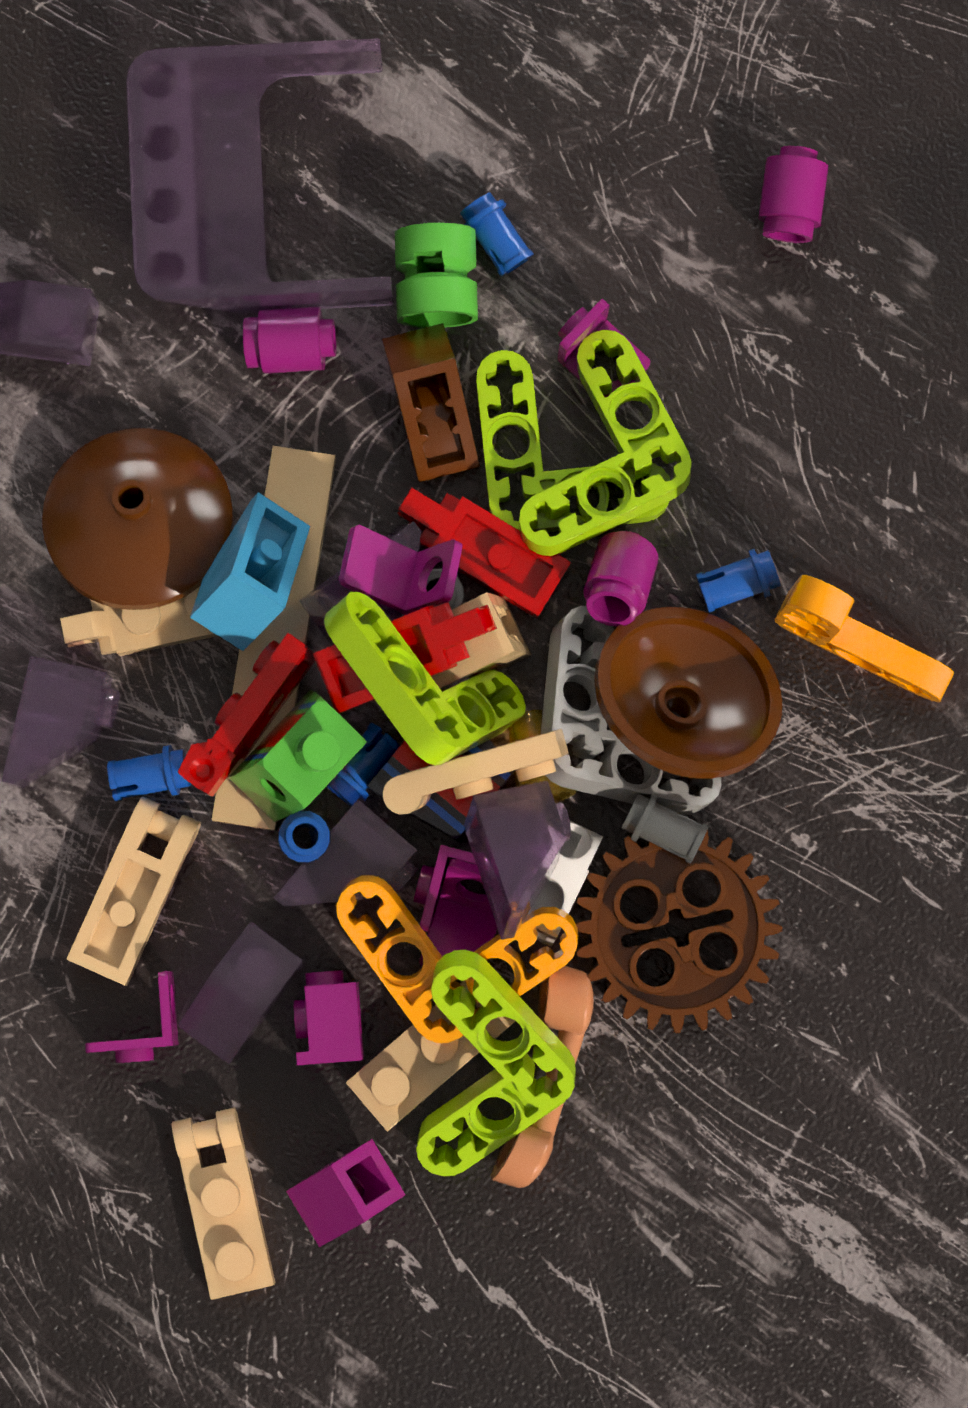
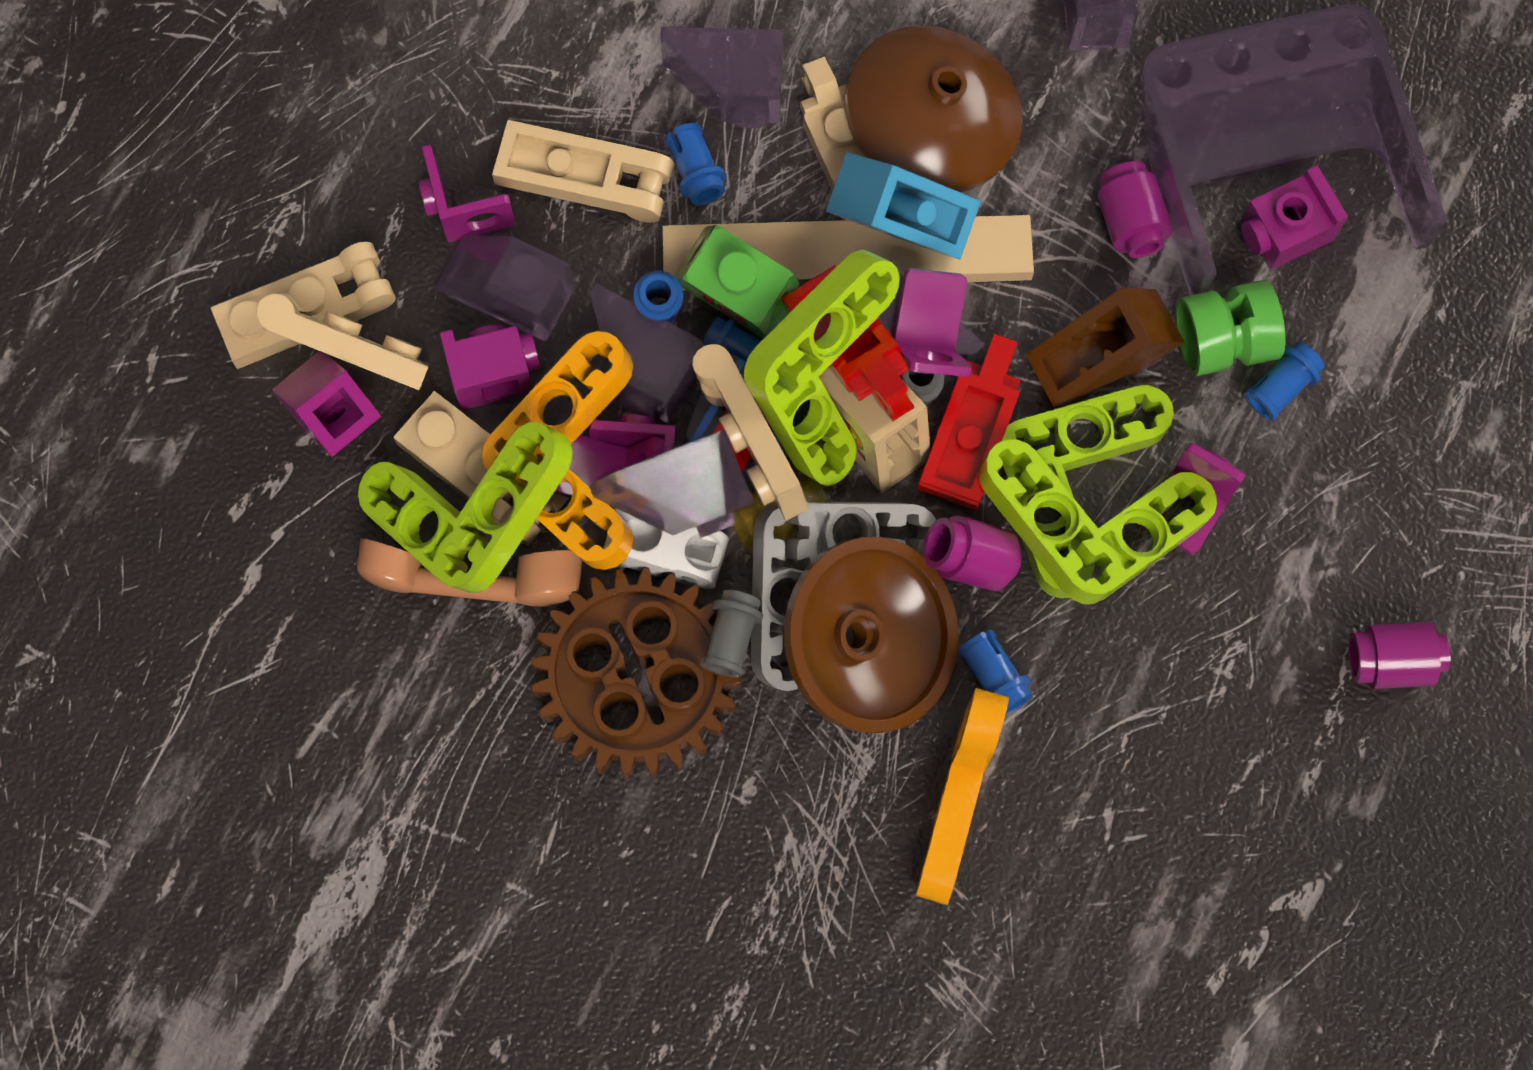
camera: 80 degrees right, 10 degrees down
(248, 715) = (763, 225): red hinge -> none
(284, 1166) = (341, 339): none -> tan plate
(322, 161) = (1315, 213): none -> magenta brick

